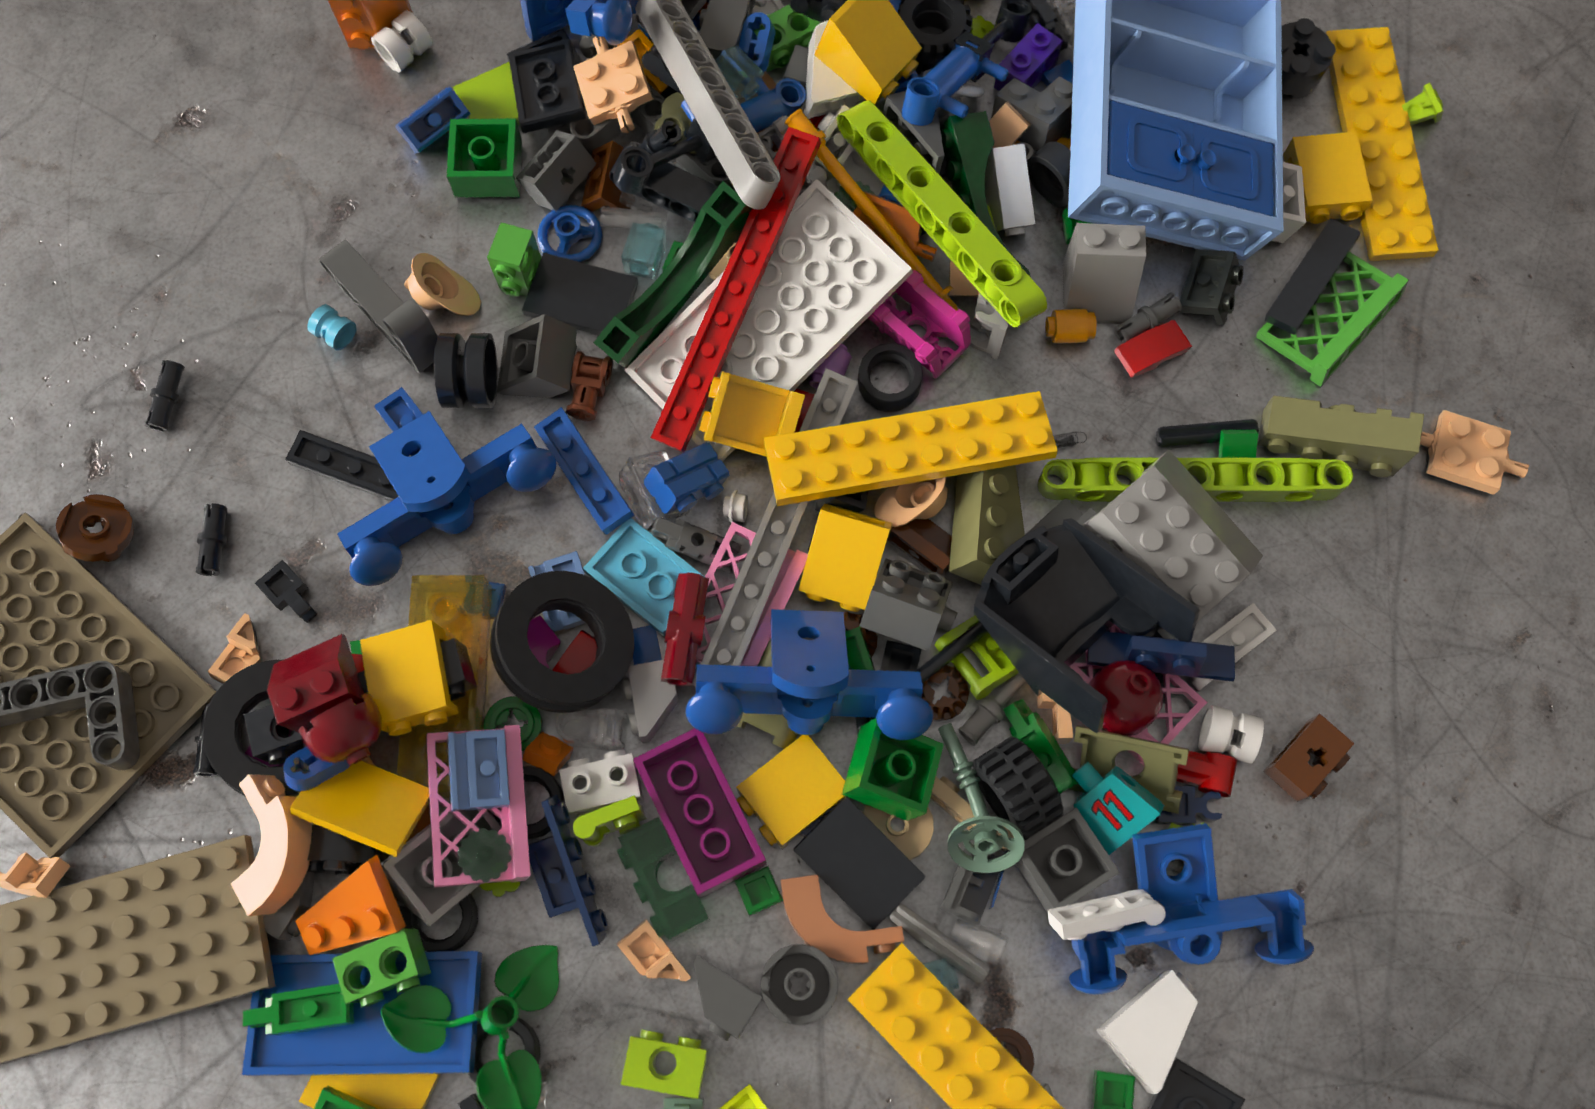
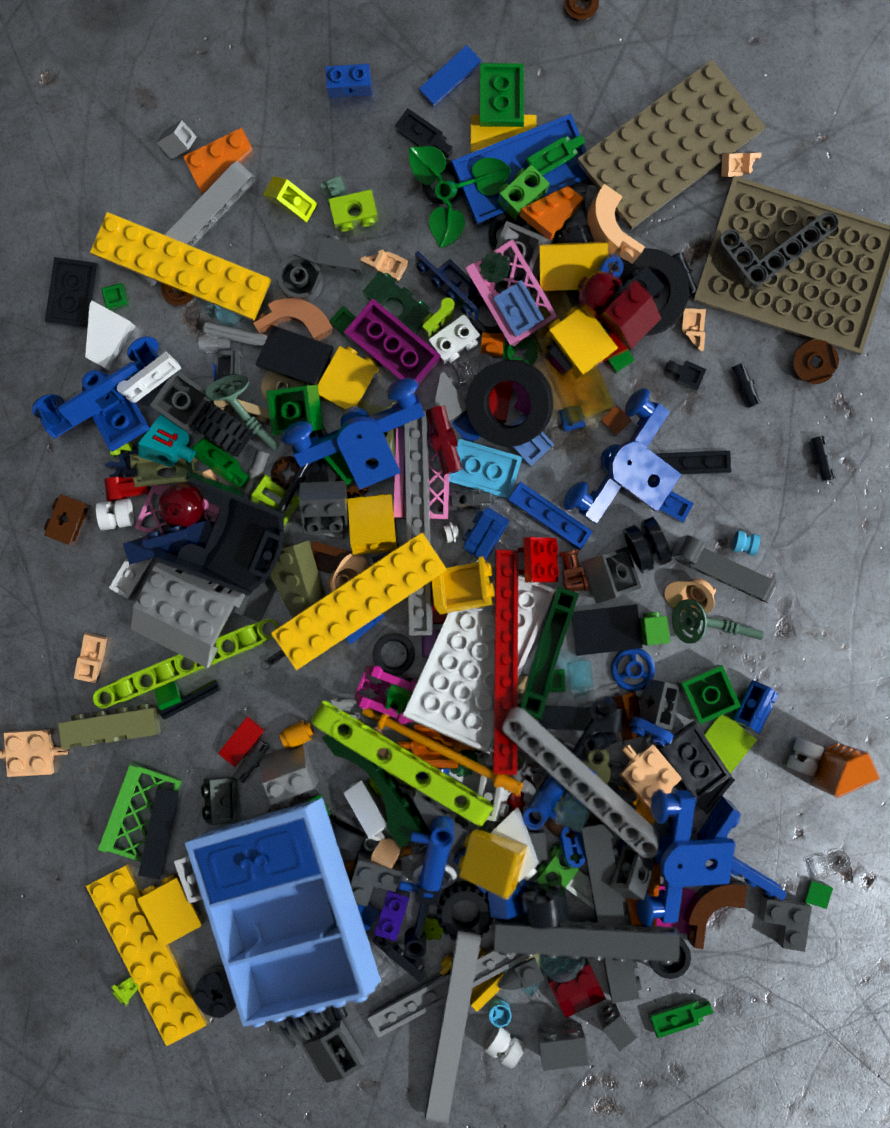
camera: 160 degrees right, 15 degrees up
(422, 563) = (615, 420): none -> dark orange tile
(456, 254) = (697, 620): none -> sand green dish
(576, 121) = (659, 735): none -> blue plate
(625, 414) = (540, 559): none -> red plate
(908, 308) = (398, 698): none -> green tile
(1335, 546) = (91, 657): none -> light nougat slope

